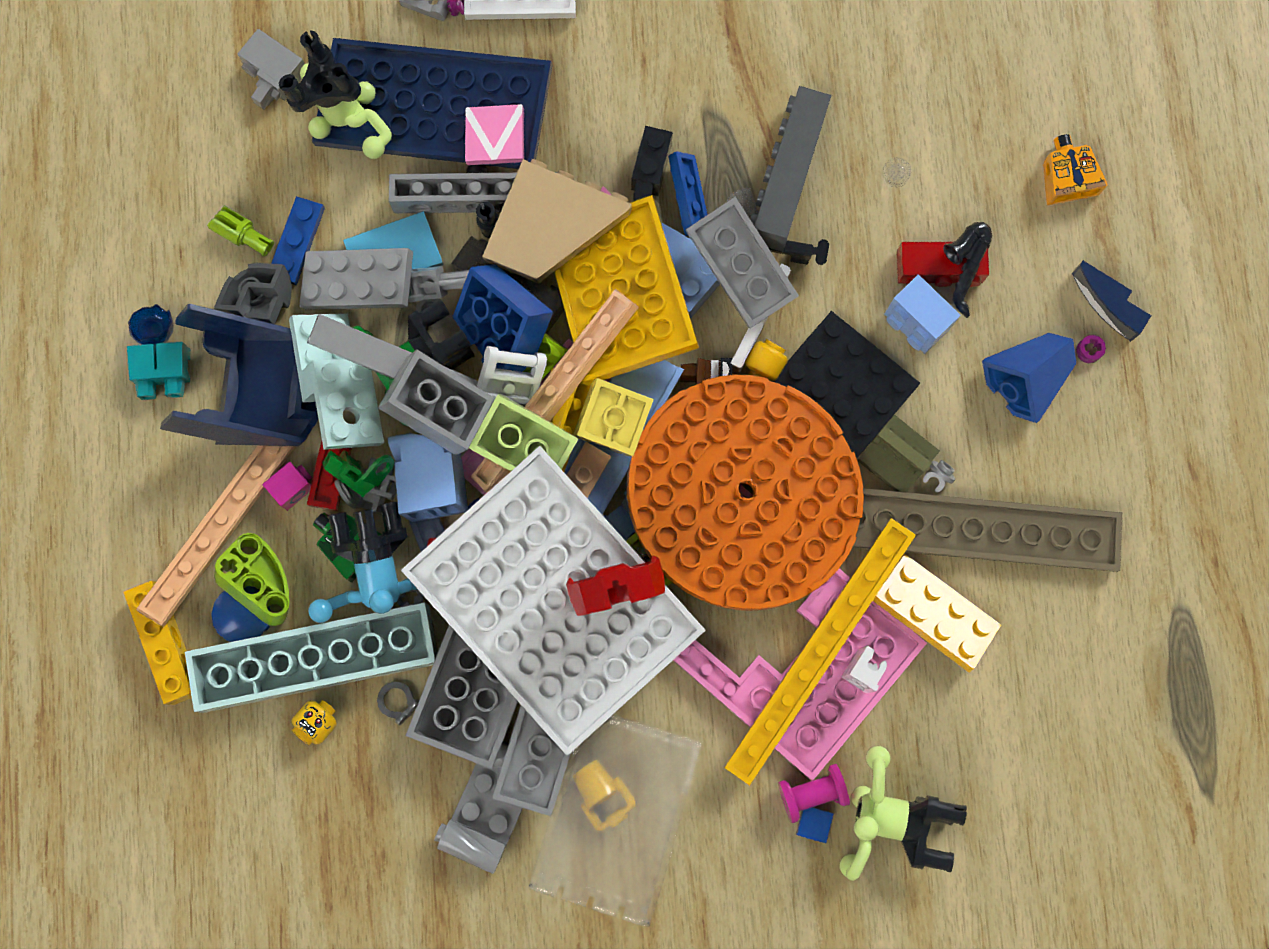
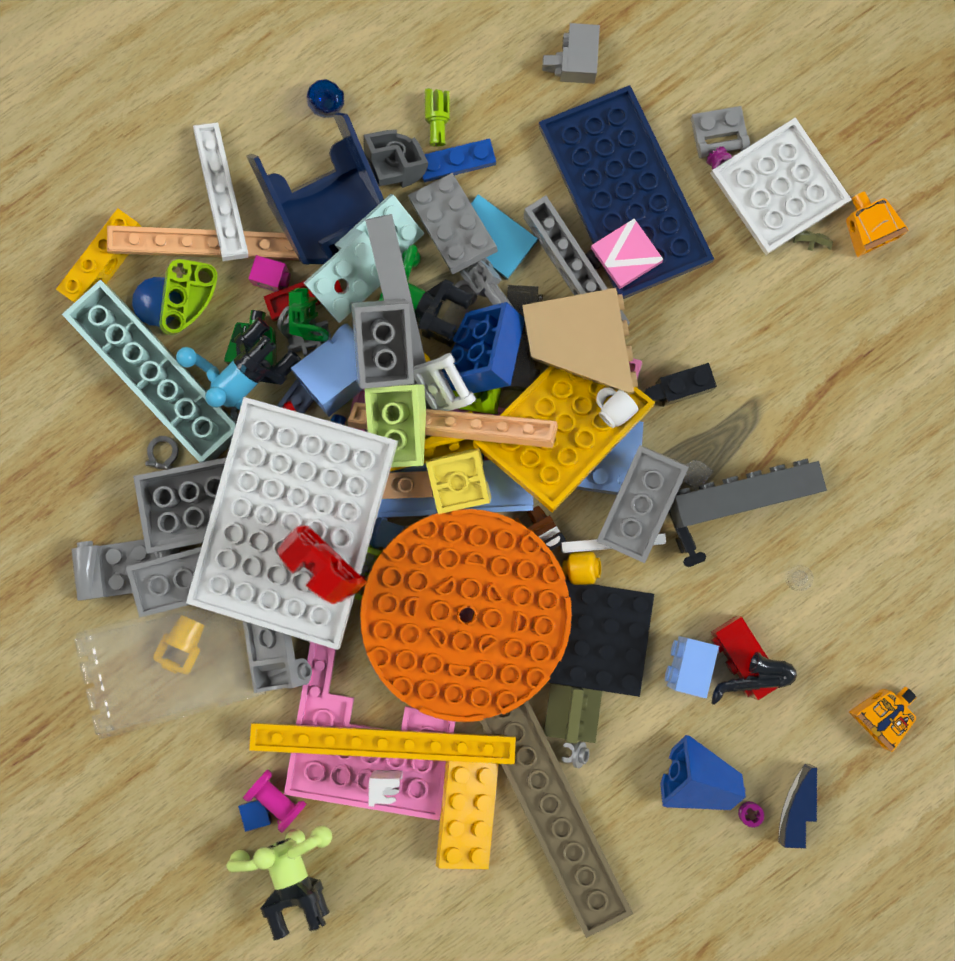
camera: 60 degrees right, 5 degrees up
(159, 365) = (300, 123): teal hips -> none
(175, 481) = (220, 192): none -> white tile
(314, 722) = (110, 403): yellow head -> none
(335, 95) = (577, 121): wheel -> none
(486, 218) = (558, 288): black pin -> none
(637, 229) = (617, 408): none -> white piece
(671, 708) = (273, 660): none -> light grey piece
(687, 188) = (680, 427): blue plate -> none

